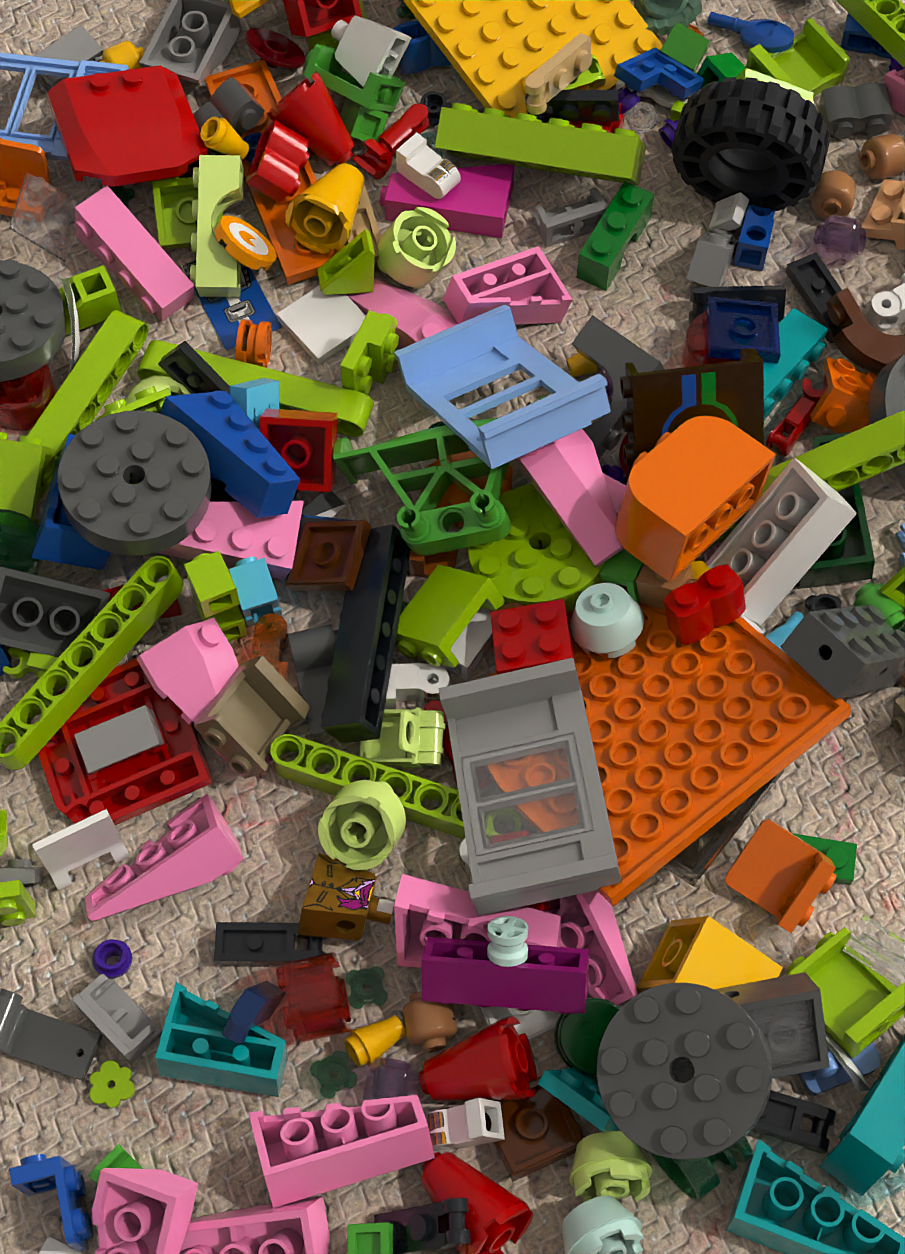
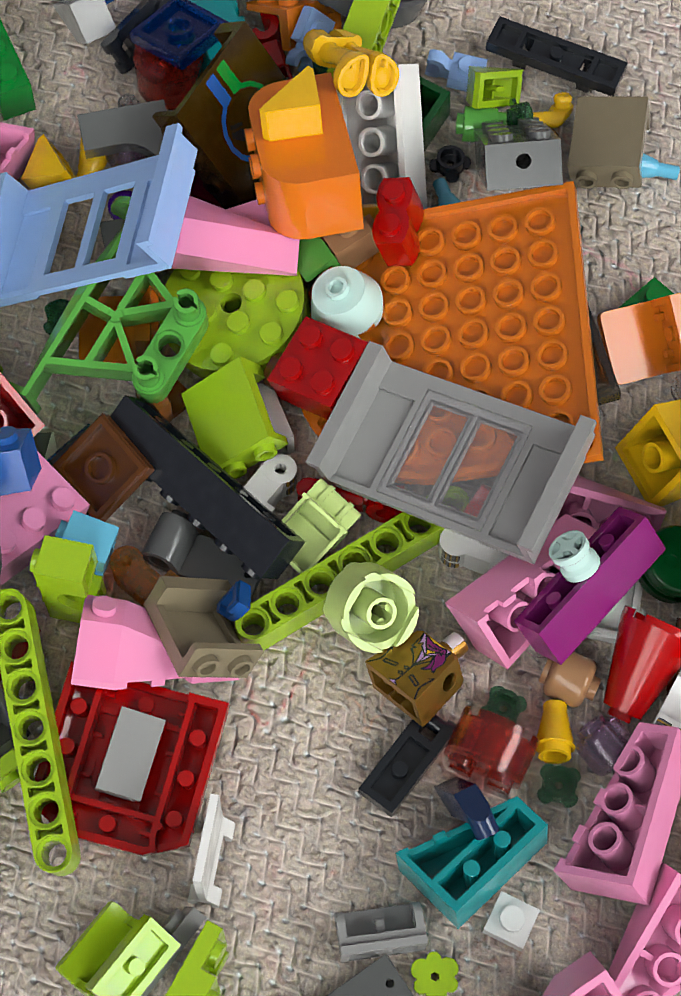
camera: 55 degrees left, 0 degrees up
(112, 948) = (318, 888): dark purple plate -> none
(187, 856) = (274, 781): bright pink wedge -> none
(196, 1113) = (511, 921): none -> white plate
(294, 724) = (235, 601): none -> blue tile
(554, 335) = (46, 165): none -> yellow slope
(704, 450) = (293, 110): none -> yellow slope
(800, 447) = (351, 62): none -> yellow piece
(833, 419) = (309, 19): none -> light blue plate

